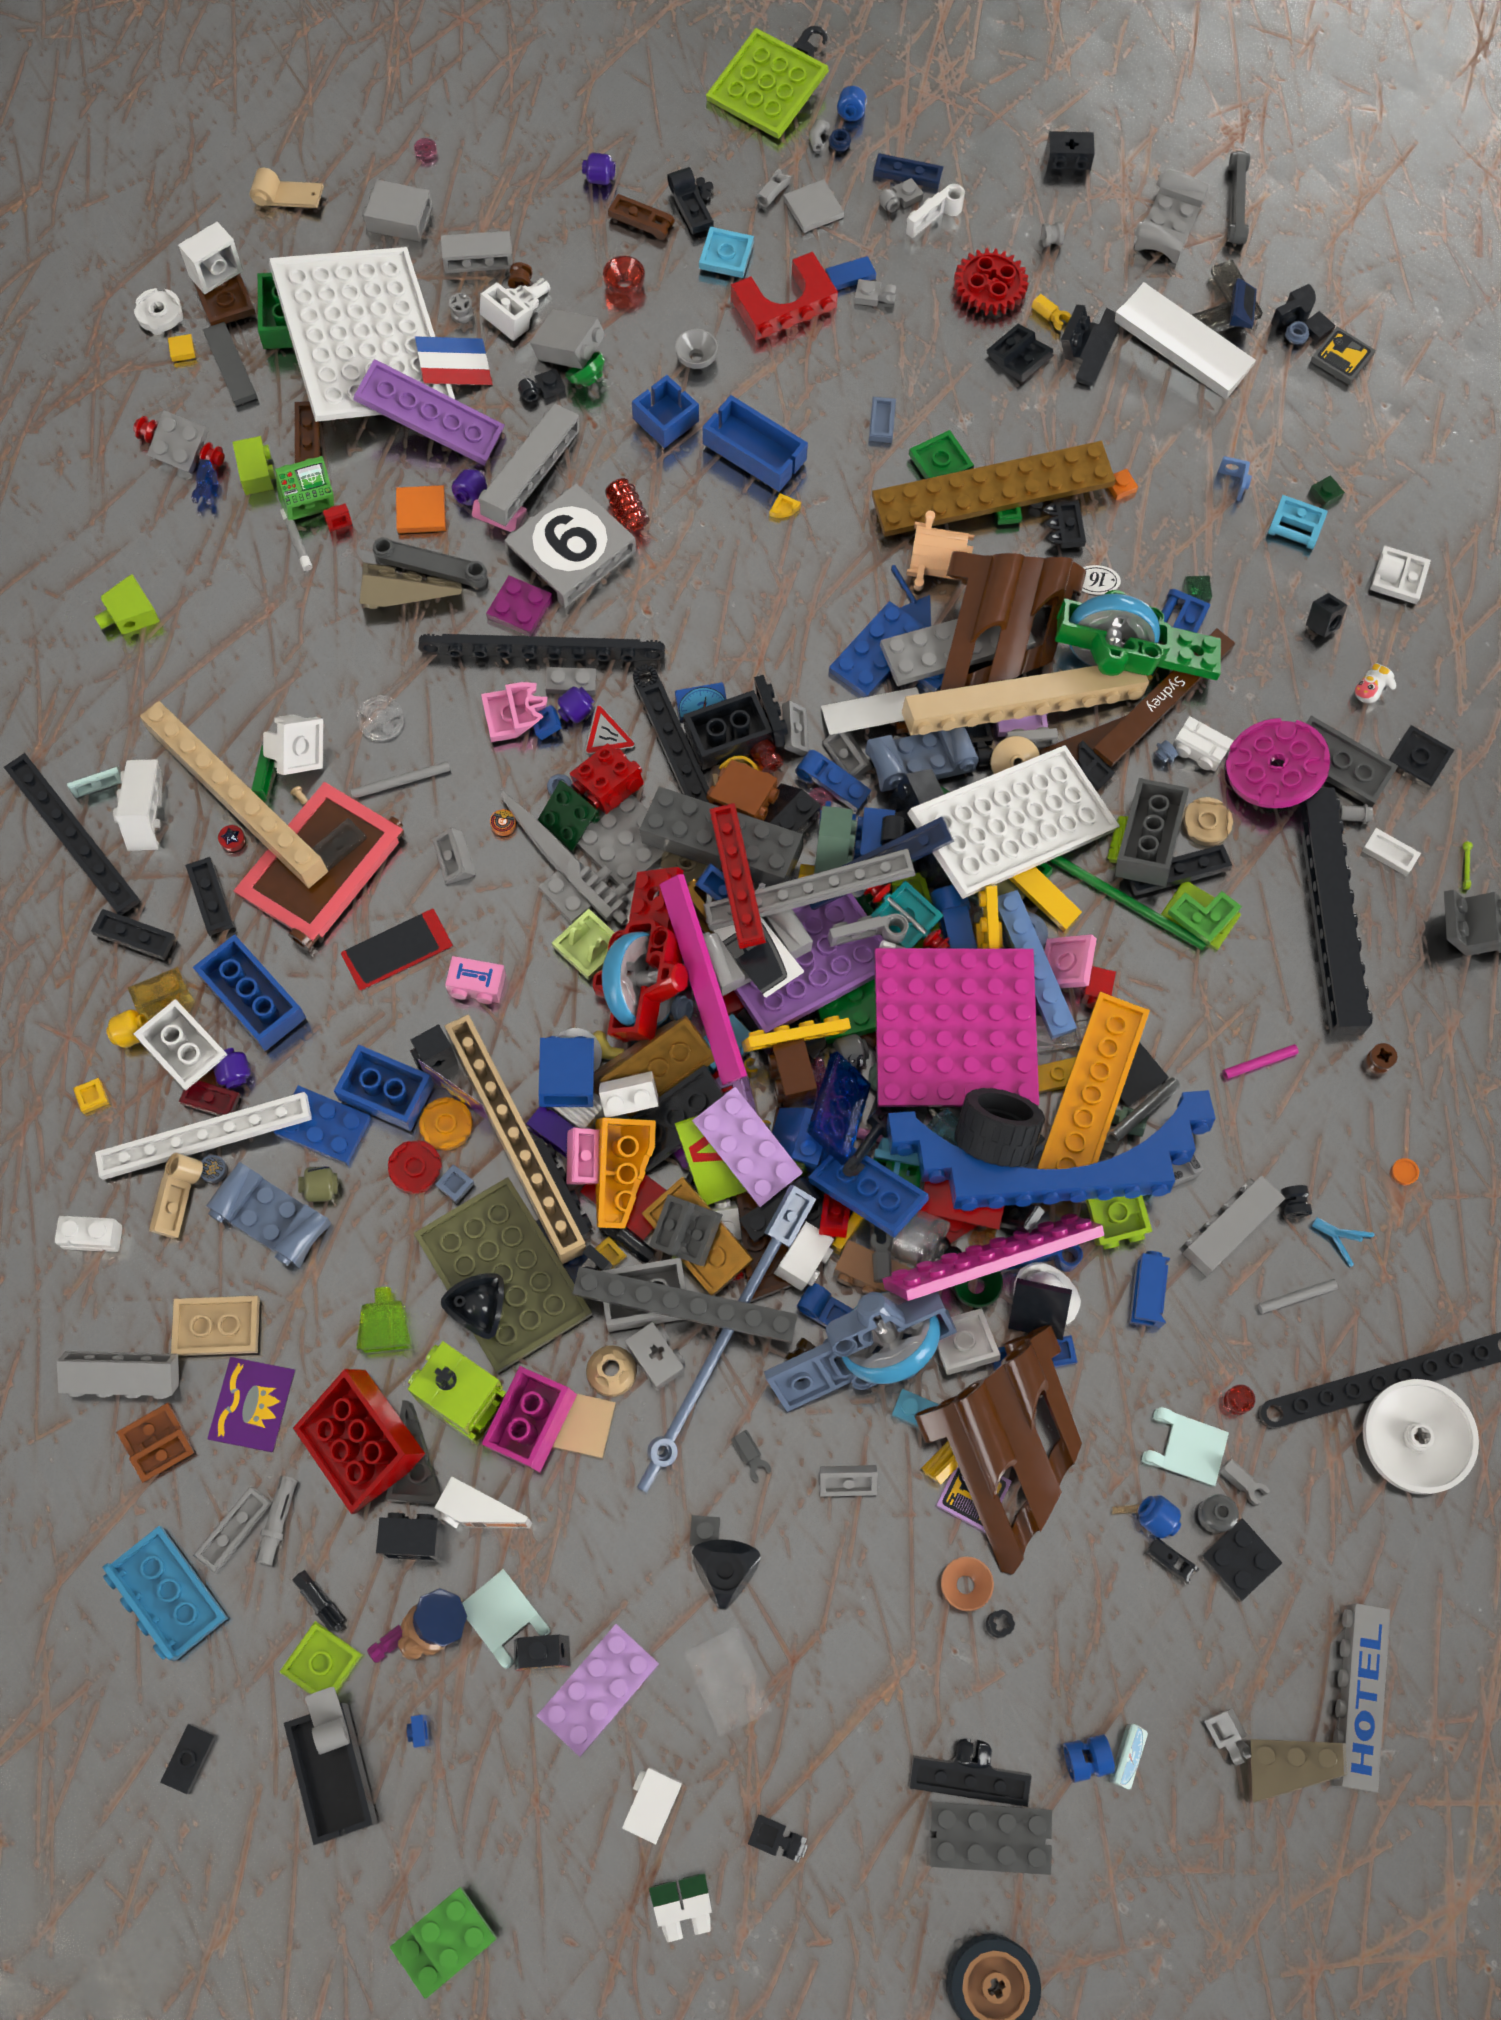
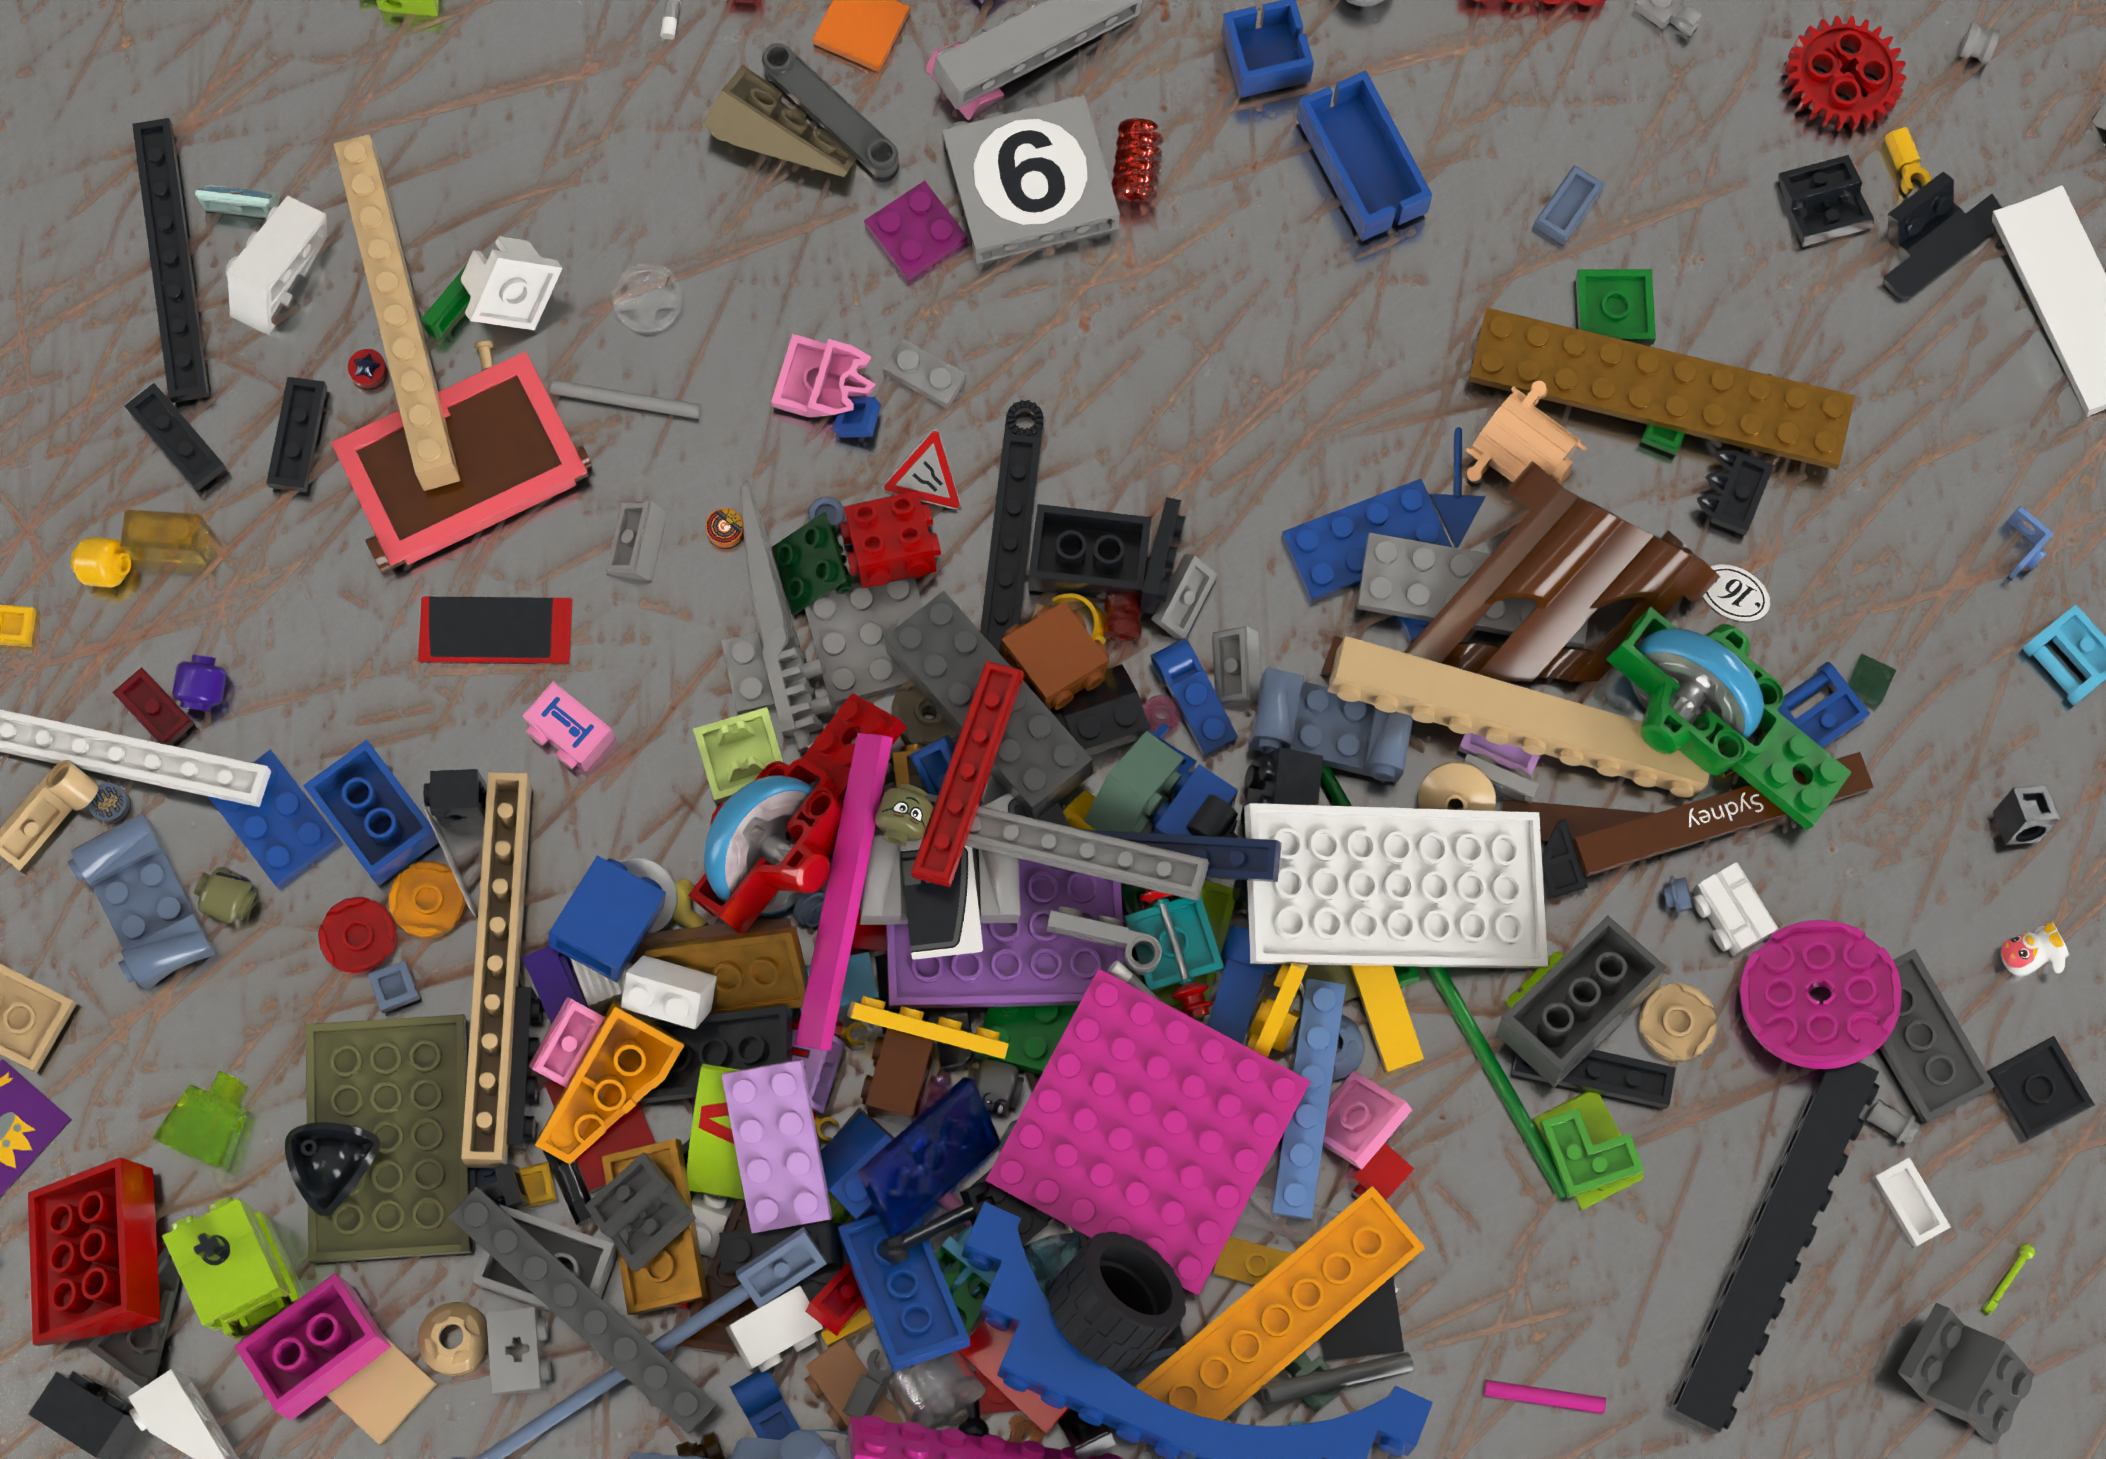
camera: 30 degrees right, 5 degrees up
(180, 1044) = (150, 620): white slope -> none
(249, 992) = (273, 594): blue brick -> none
(339, 843) = (492, 450): clear smoke plate -> none
(468, 486) = (941, 26): dark purple head -> none
(541, 647) = (921, 313): black plate -> none
(575, 705) = (909, 412): dark purple head -> none
(698, 697) = (1079, 489): slope -> none
(715, 914) = (903, 814): none -> olive head
(784, 507) = (1356, 266): yellow tile -> none
(866, 711) = (1296, 622): white sticker -> none
(981, 737) = (1427, 739): black plate -> none
(1124, 485) = (1855, 471): orange plate -> none

